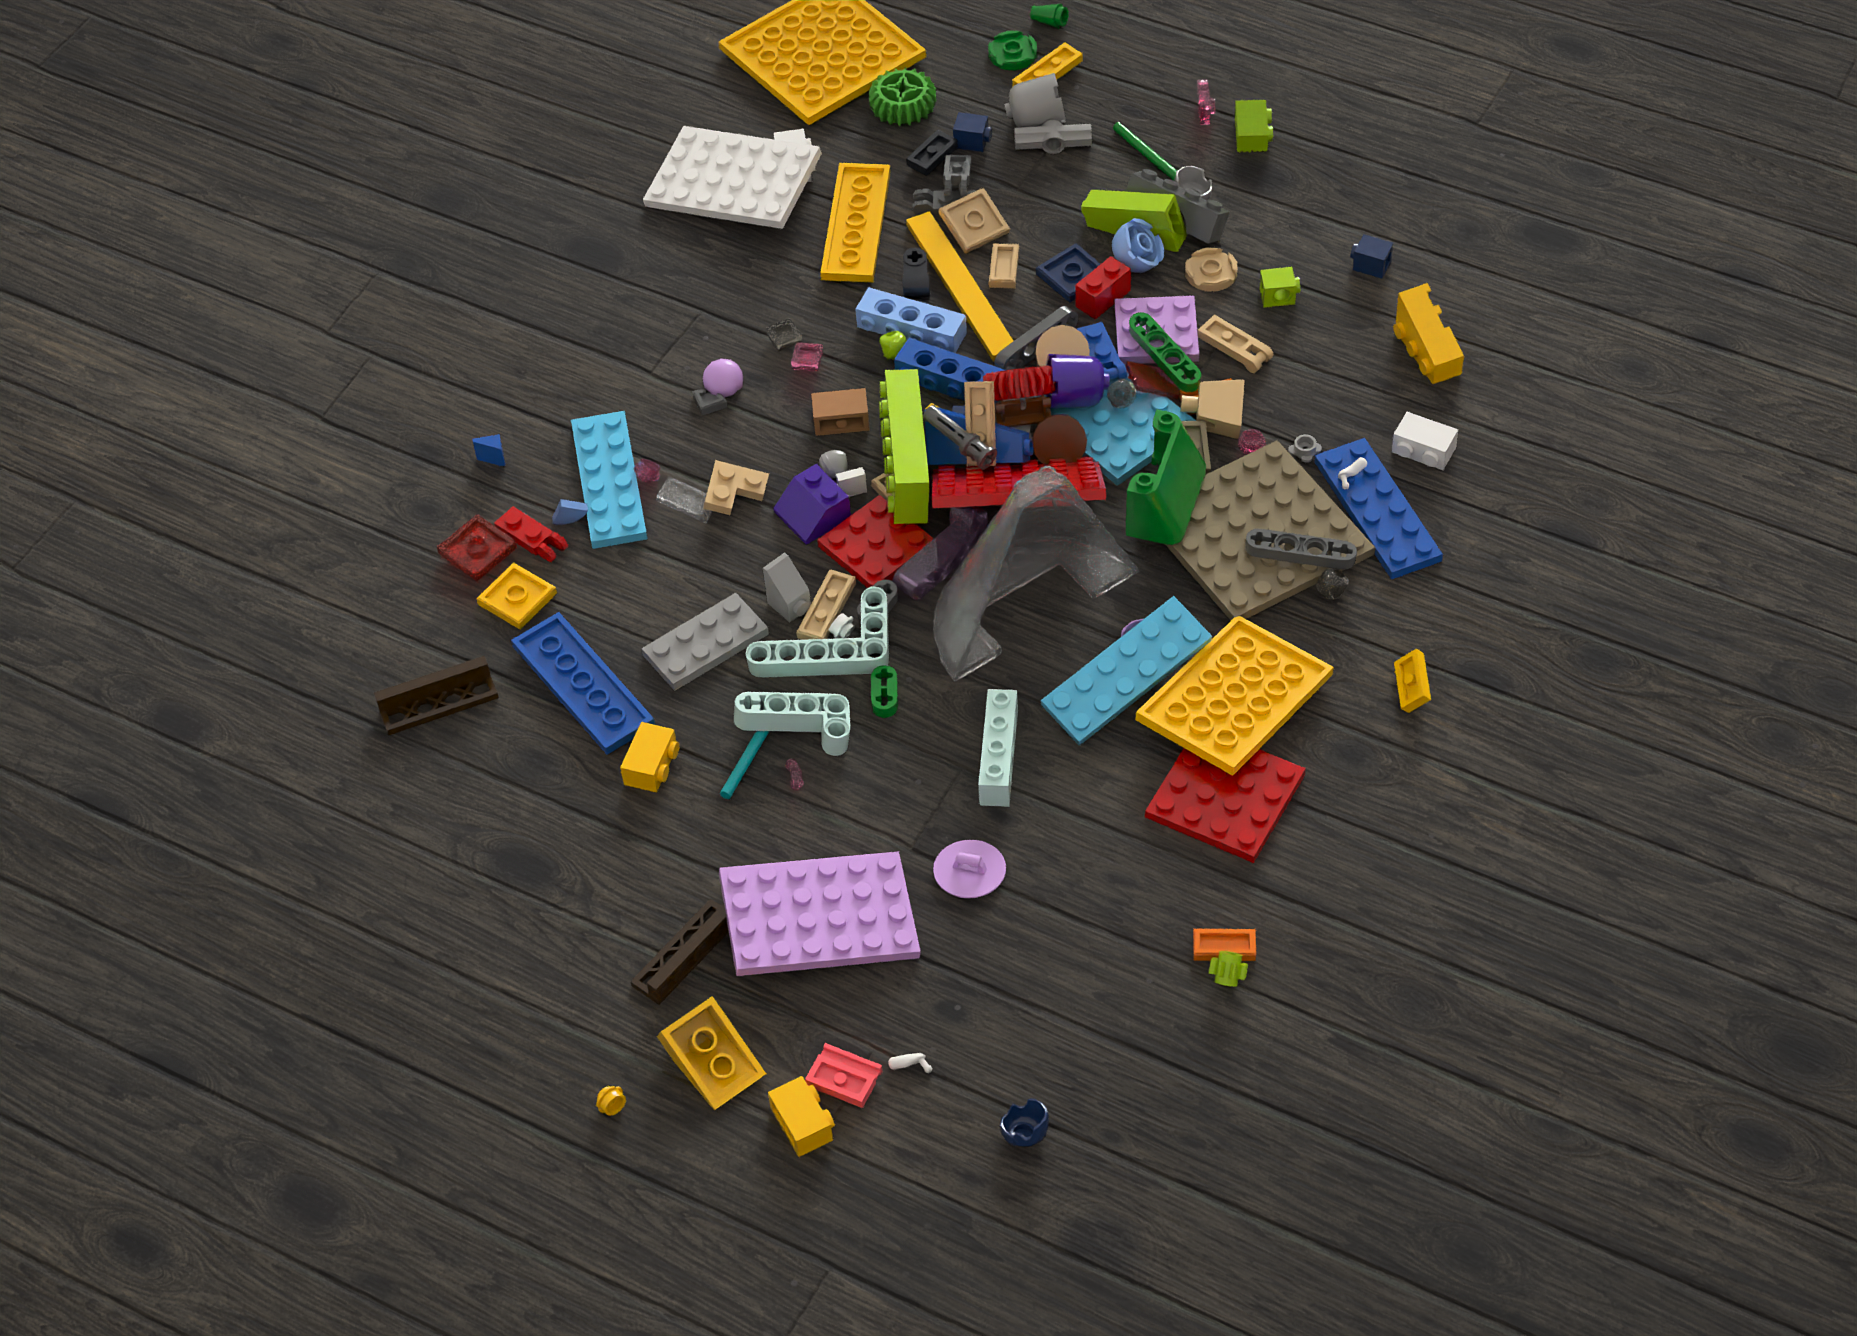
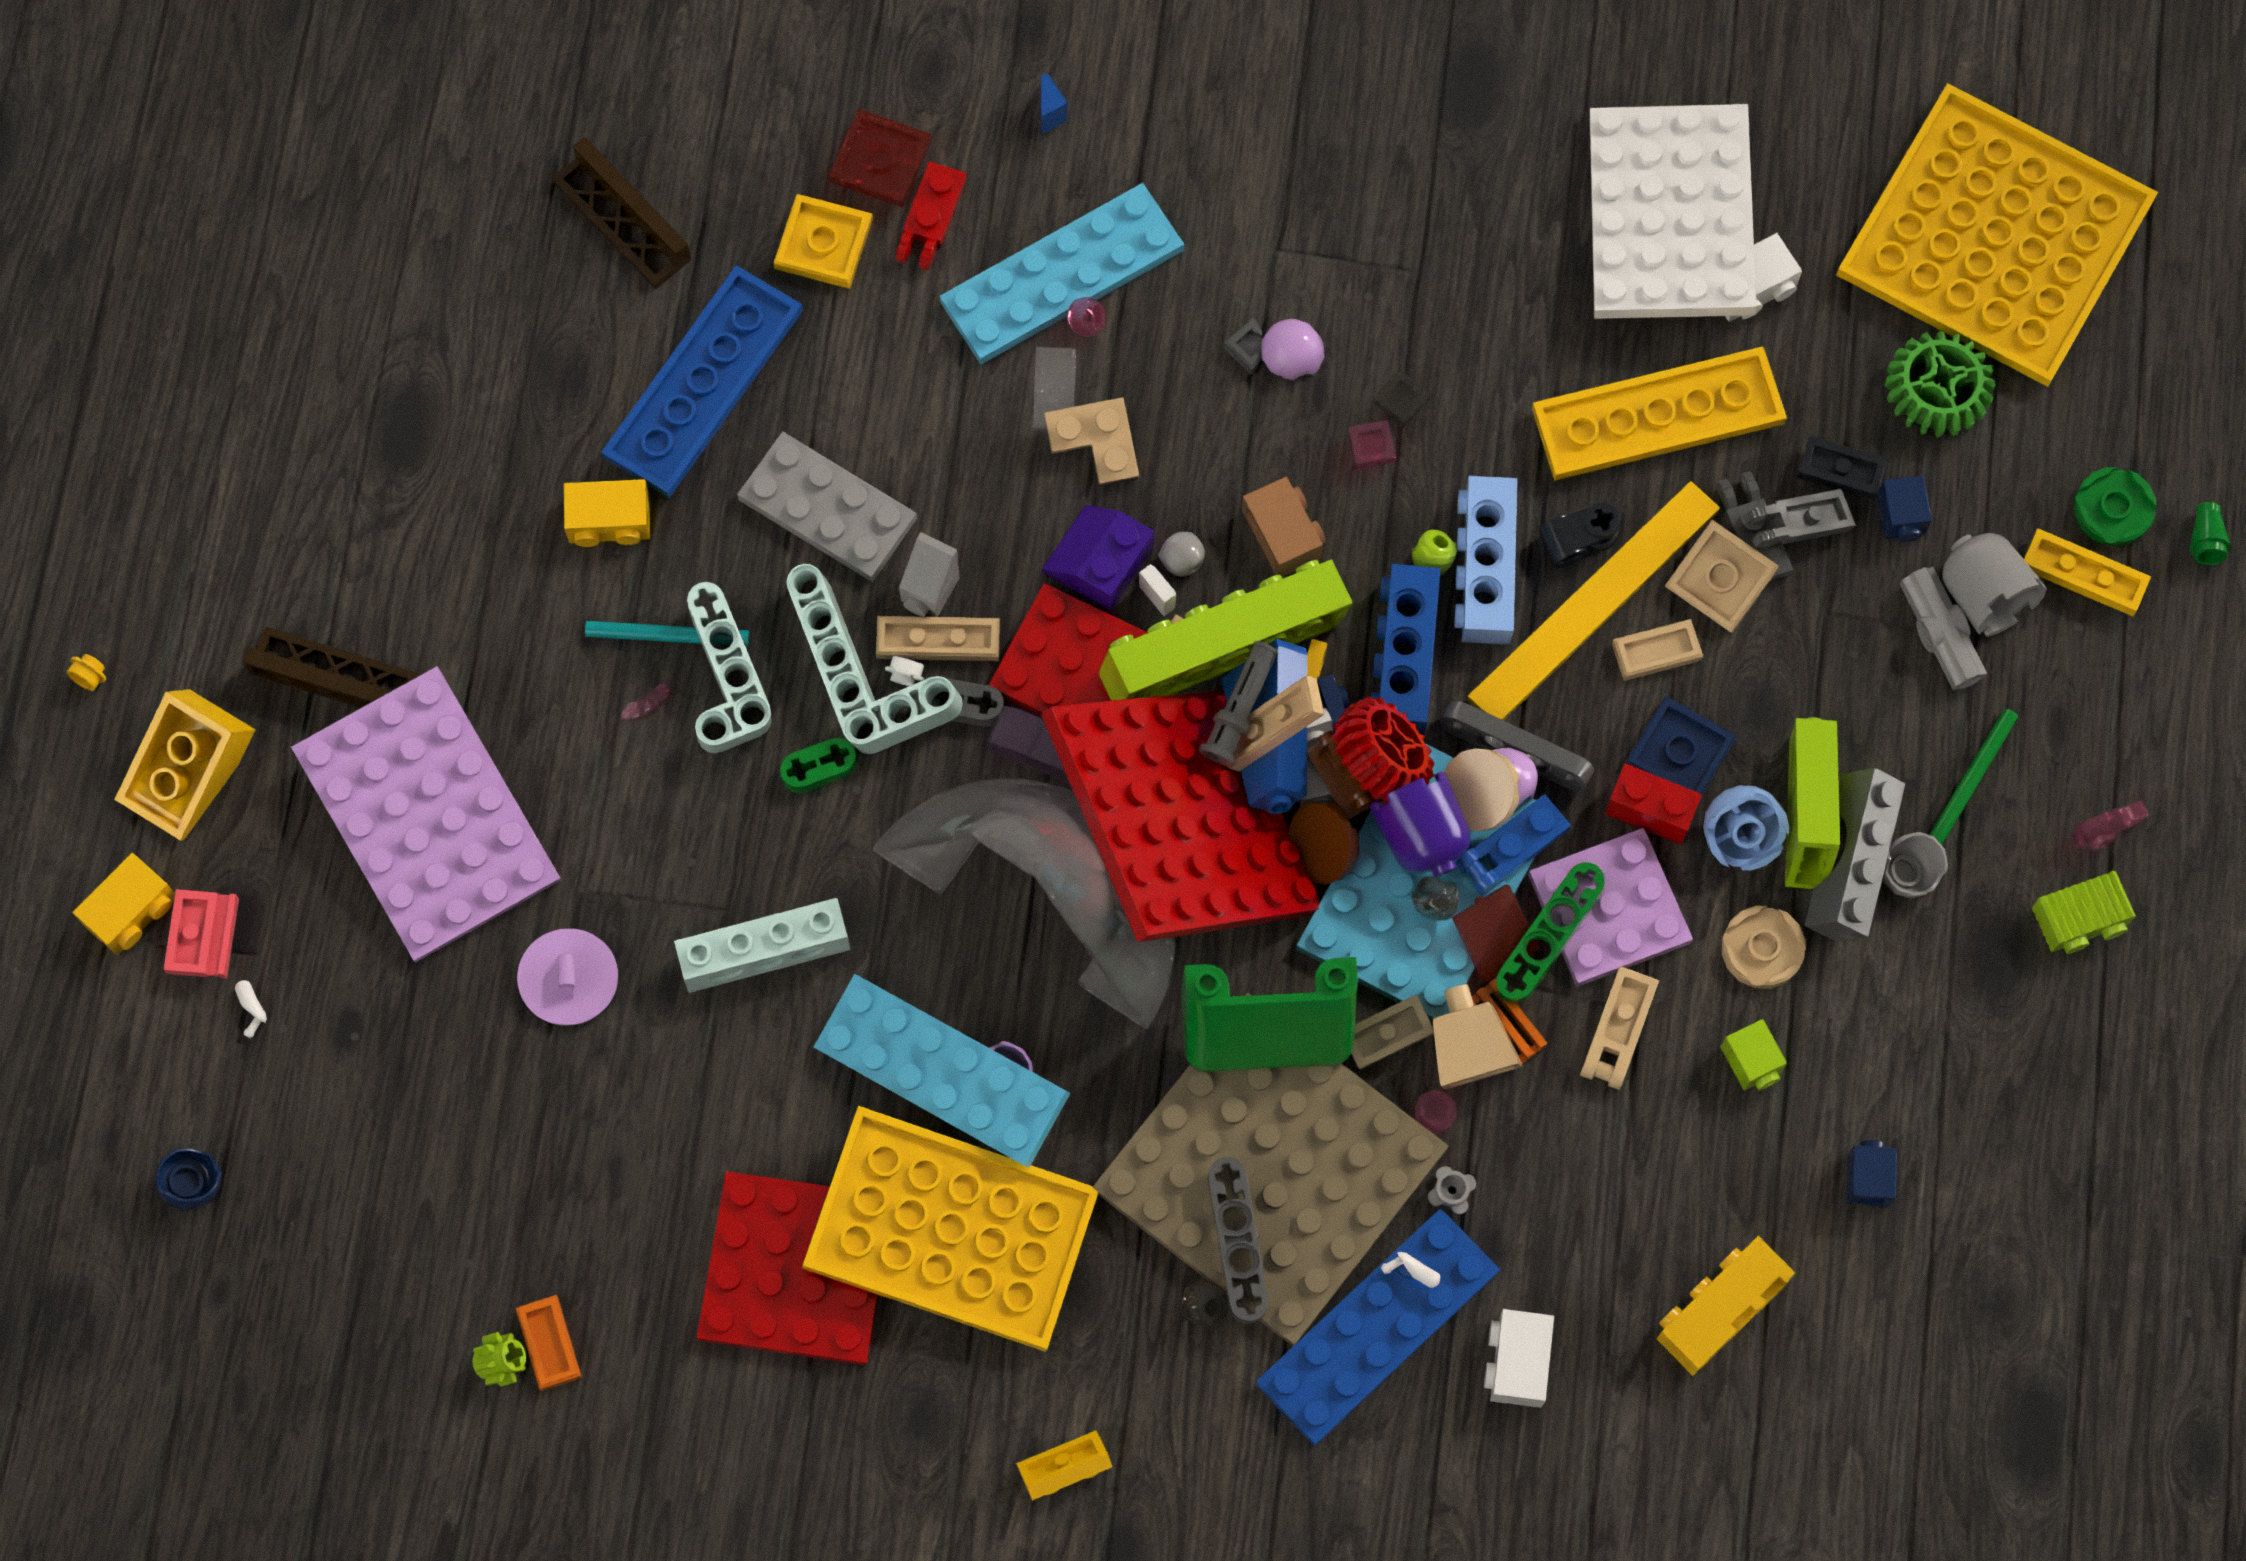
camera: 65 degrees right, 20 degrees up
(569, 512) = (980, 248): medium blue tile -> none

